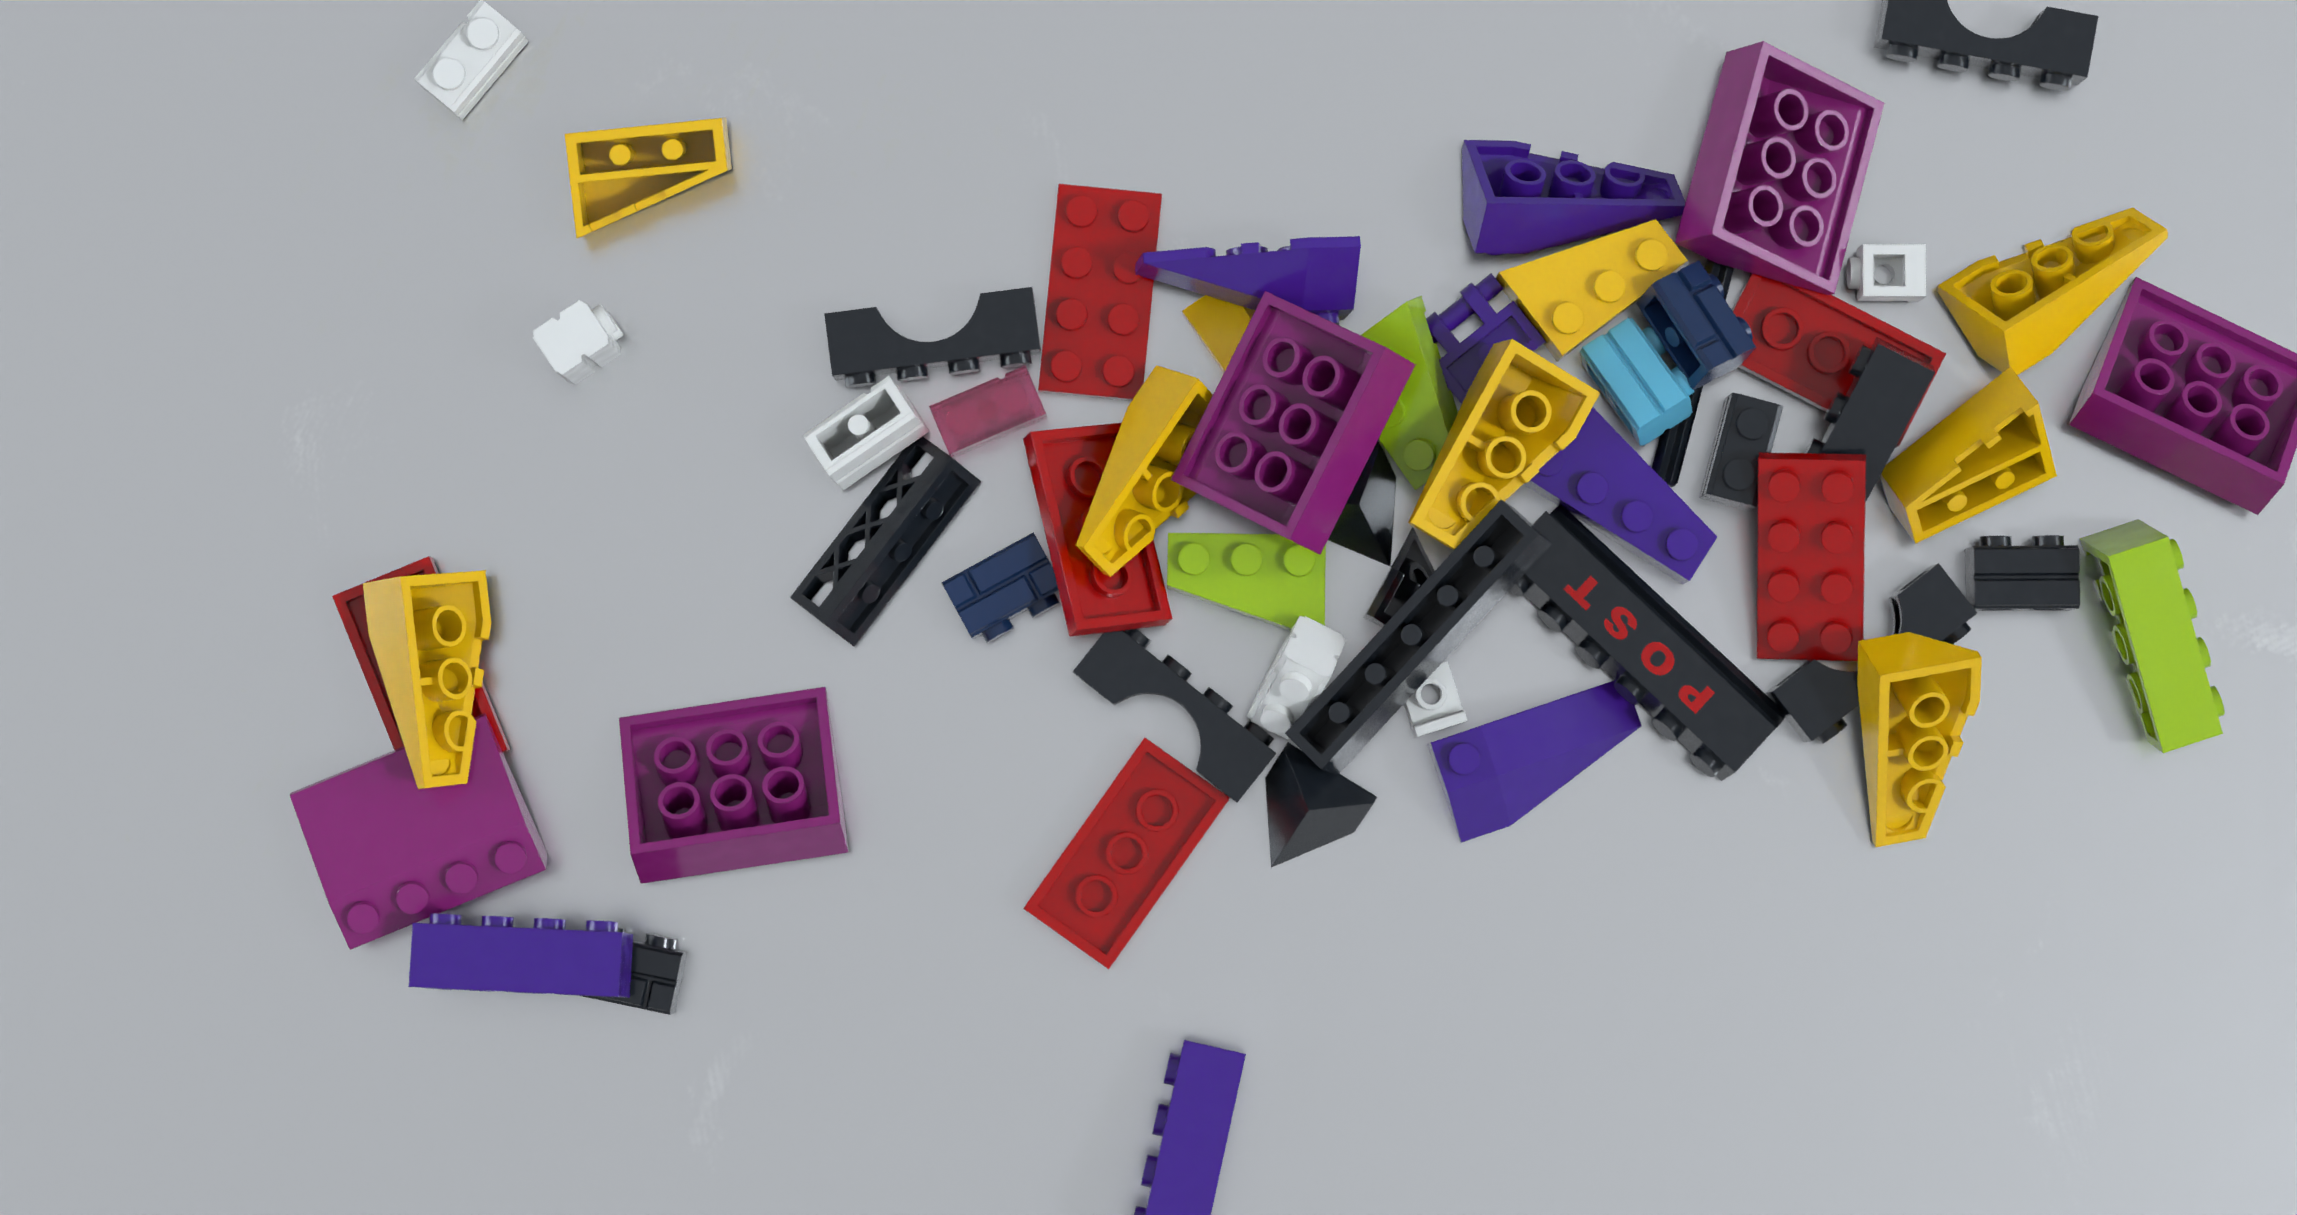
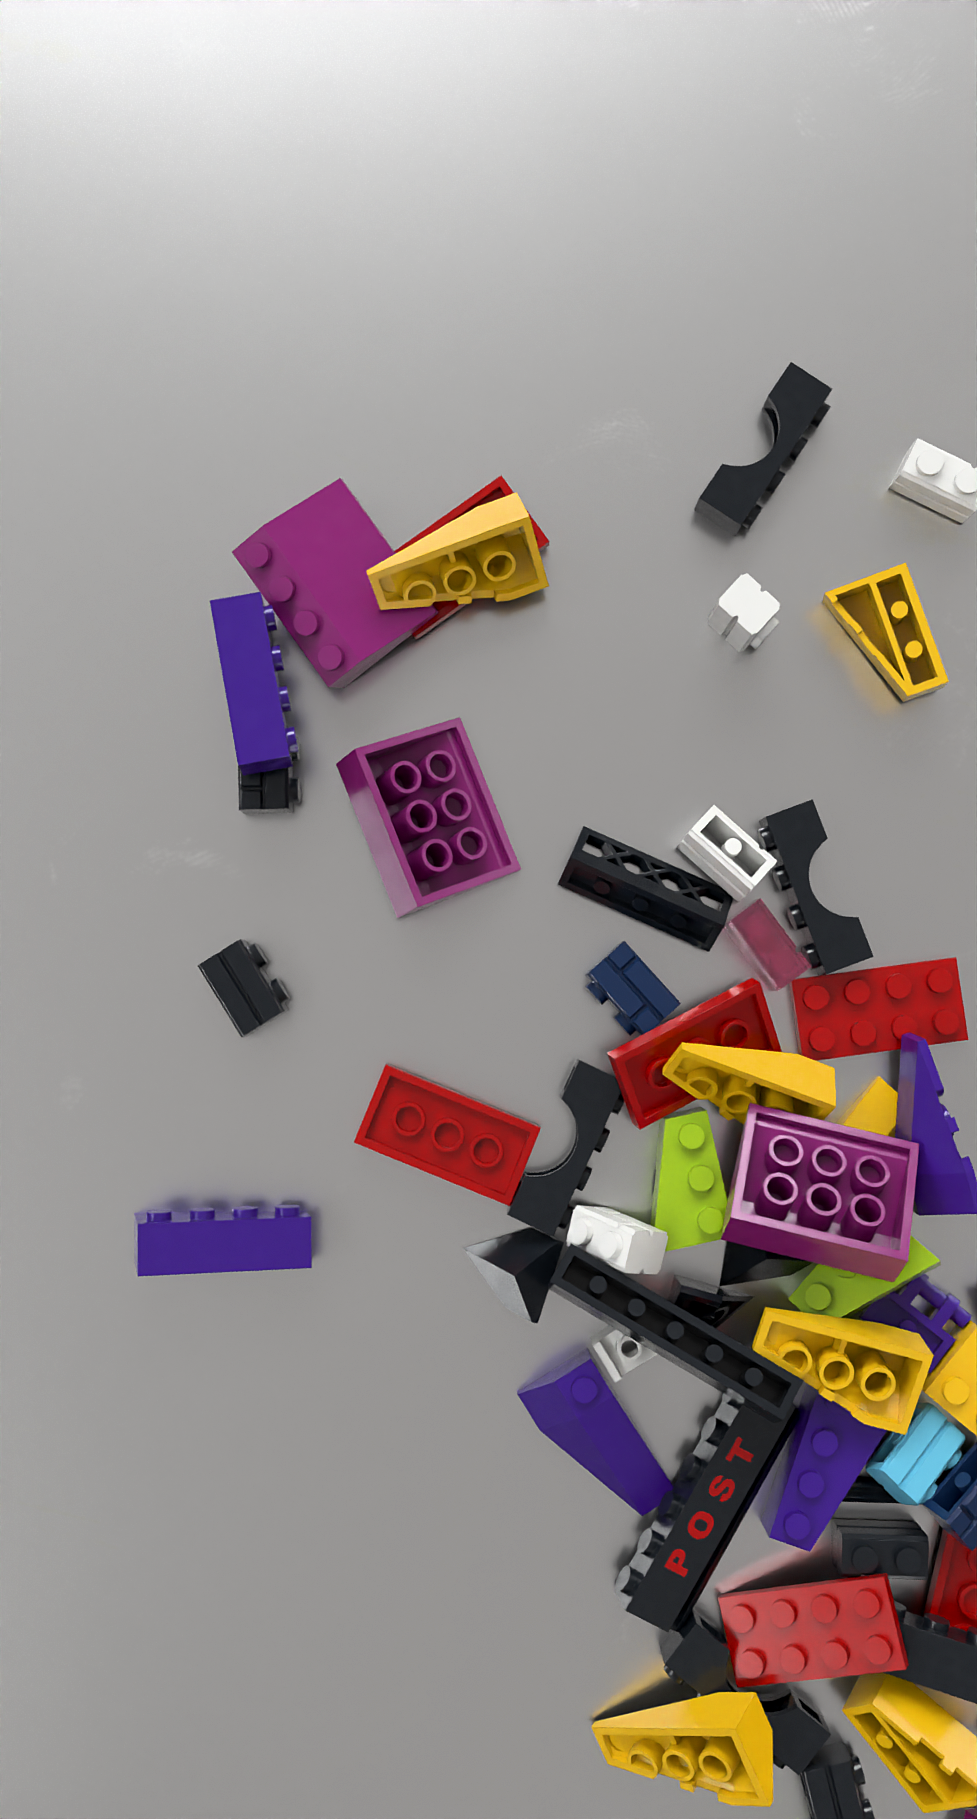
camera: 75 degrees right, 0 degrees up
(423, 312) = (790, 409): none -> black arch
(888, 1059) = (244, 986): none -> black brick

